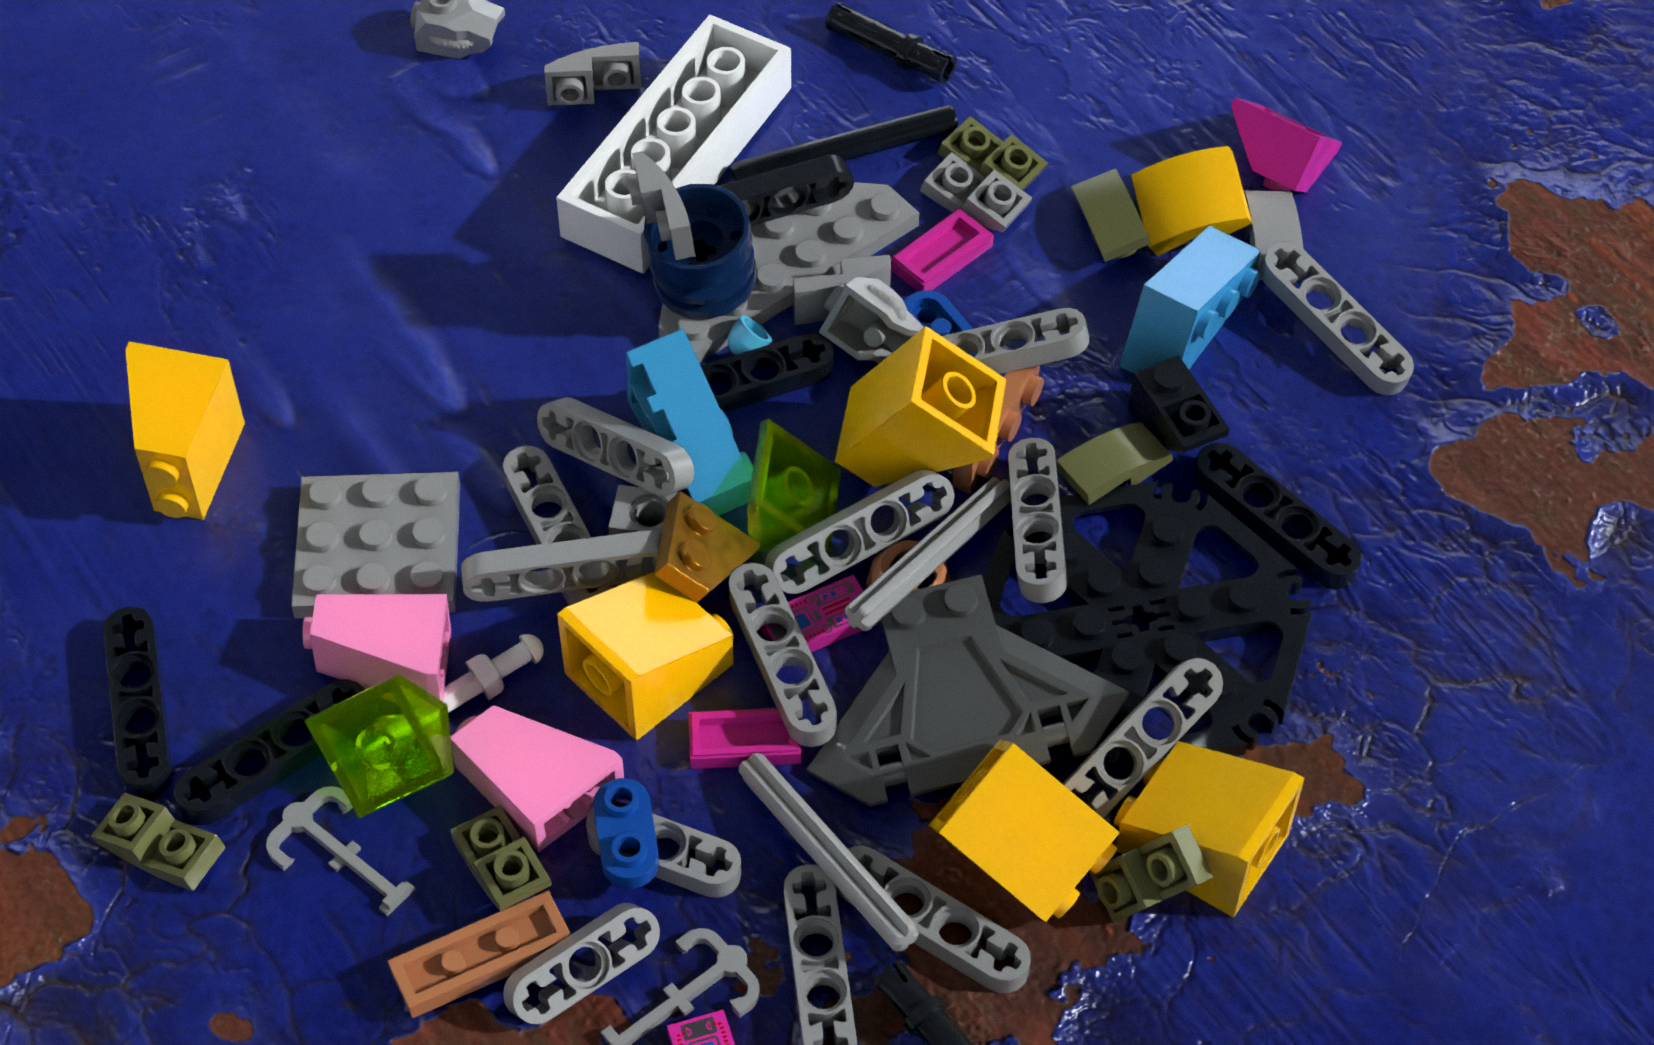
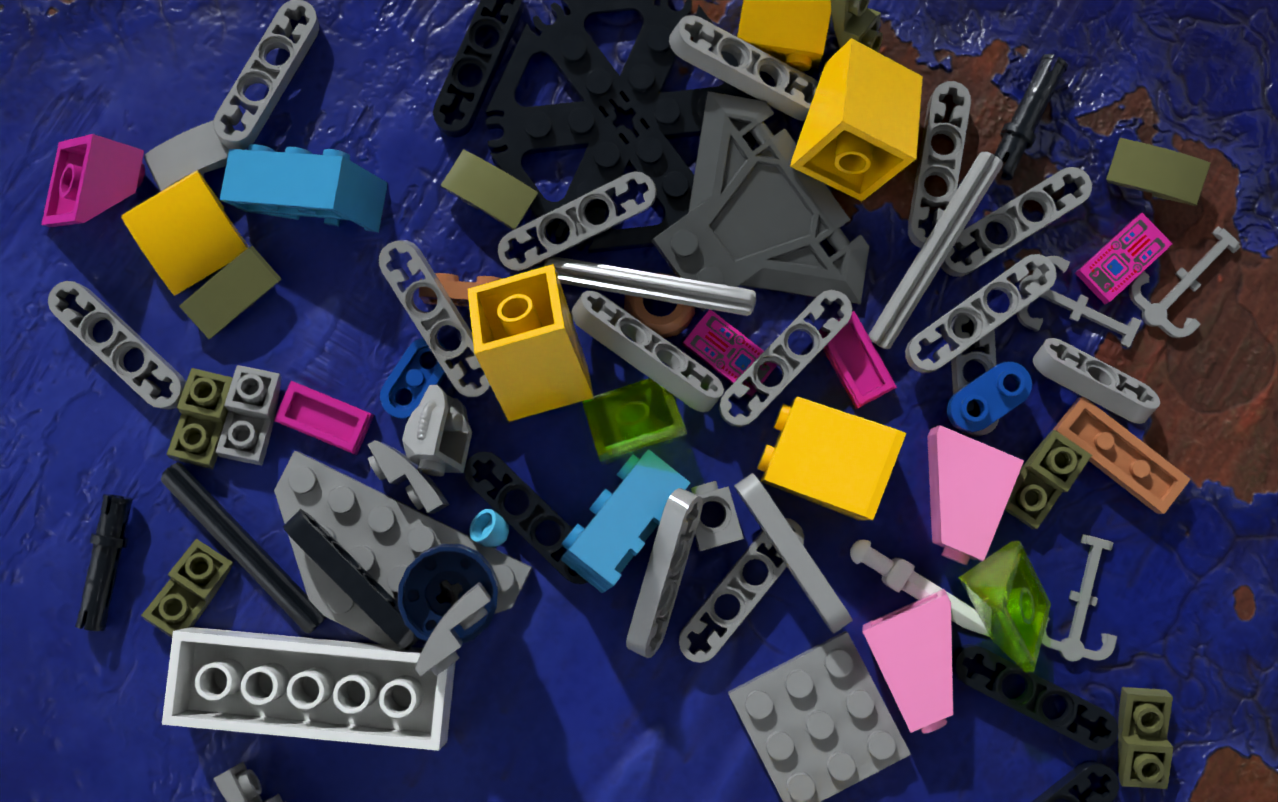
camera: 110 degrees left, 30 degrees up
(699, 548) = (733, 457): pearl gold wing -> none
(729, 863) = (979, 312): none -> light grey beam
(826, 97) = (189, 590): none -> olive slope
(1162, 96) = (114, 349): none -> light grey beam
(1174, 406) = (425, 155): black slope -> none

